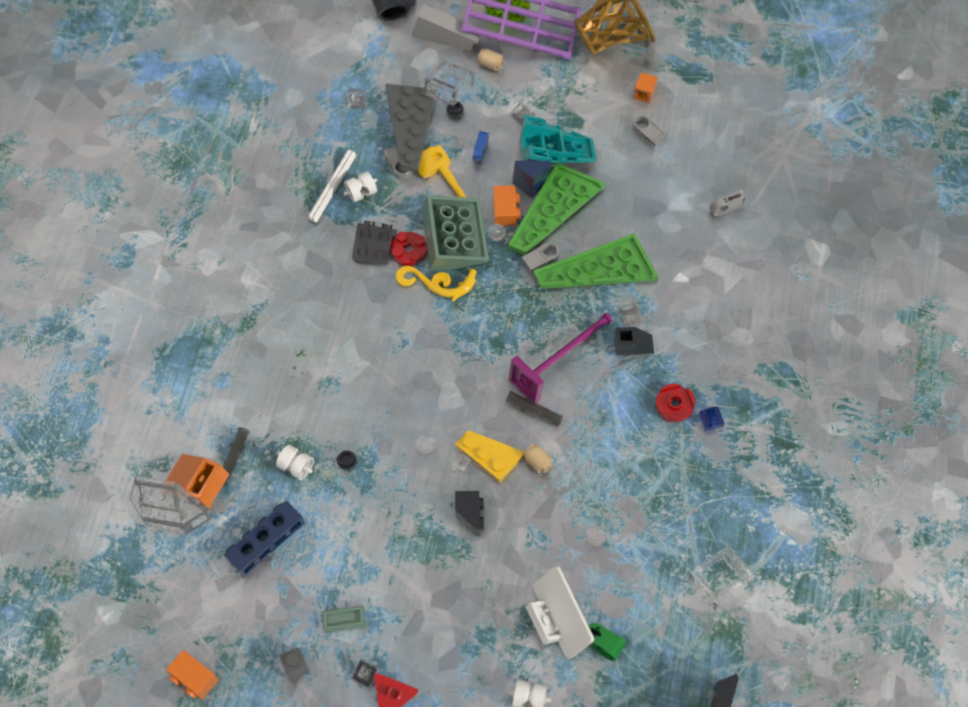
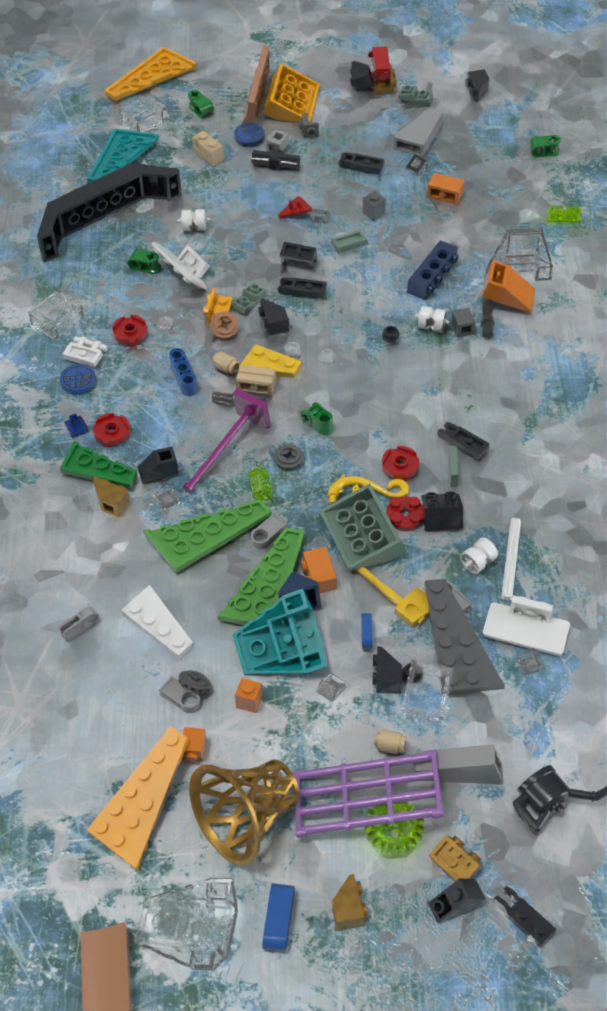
camera: 165 degrees right, 10 degrees down
(70, 594) = (557, 214): none -> clear neon green hinge
(262, 453) = (463, 322): none -> dark grey brick
(323, 309) = (463, 439): none -> black hinge
(346, 281) = (453, 466): none -> sand green tile
(347, 124) = (527, 625): none -> white bracket
(397, 308) = (398, 471): none -> red plate
(414, 600) = (298, 253): none -> black hinge
(421, 551) = (302, 287): none -> black hinge
(459, 368) = (318, 419): none -> green piece
(474, 109) = (389, 672): none -> black slope
(490, 553) = (250, 297): none -> sand green slope
(498, 324) = (283, 452): none -> dark grey gear
(510, 428) = (256, 379): none -> tan brick
(528, 545) = (216, 304): none -> light orange bracket
(533, 507) = (226, 317): none -> nougat gear
(534, 314) = (259, 476): none -> clear neon green hinge
(587, 448) = (183, 372): none -> blue beam
(593, 113) = (248, 695): none -> orange brick
(628, 131) = (194, 681): none -> dark grey gear
(635, 546) = (132, 337): none -> red plate
(662, 201) = (155, 620): none -> white wing
(685, 321) = (110, 496): none -> pearl gold slope
(695, 52) = (136, 807): none -> light orange wing
(696, 511) = (85, 351): none -> white plate
(697, 361) = (86, 464): none -> green wing
(704, 481) = (78, 379): none -> blue tile

